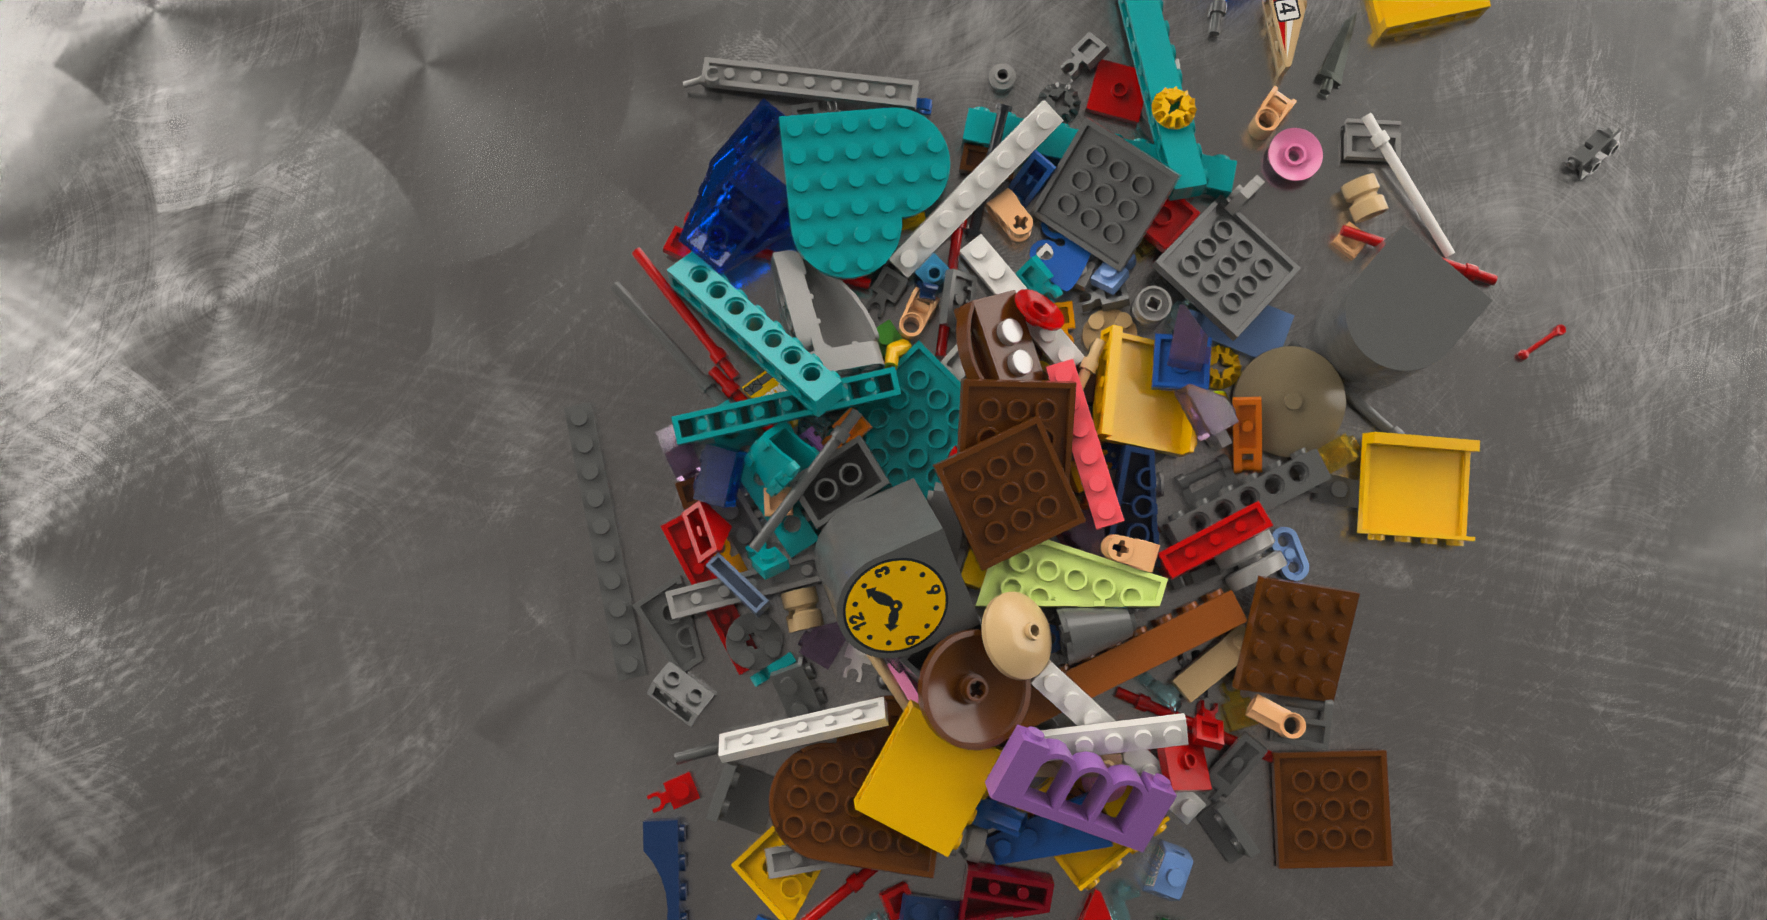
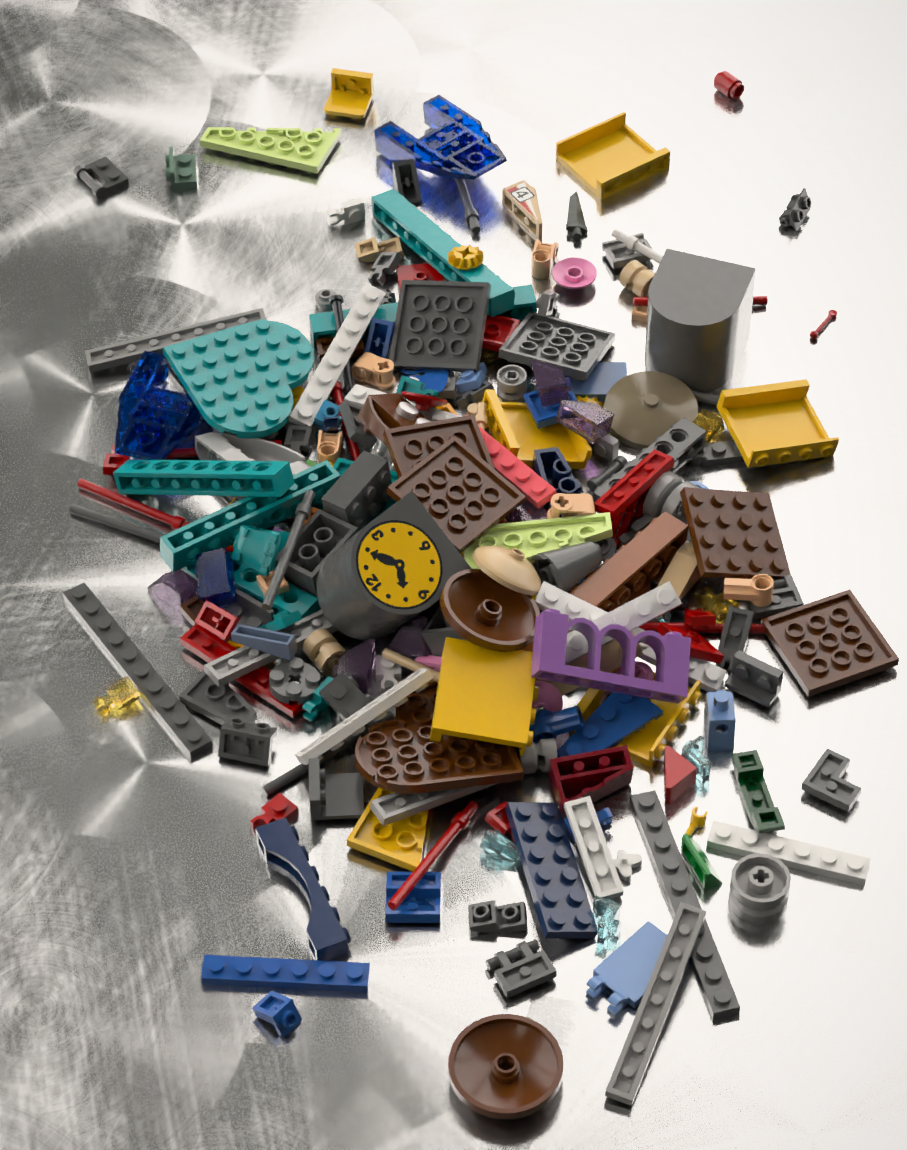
camera: 15 degrees left, 35 degrees down
(575, 575) = (119, 694): none -> clear yellow plate
(704, 78) = (96, 358): light grey hand -> none
(911, 428) = (359, 491): none -> dark grey brick
(1083, 18) = (369, 249): none -> tan slope
(1247, 434) = (627, 430): orange plate -> none

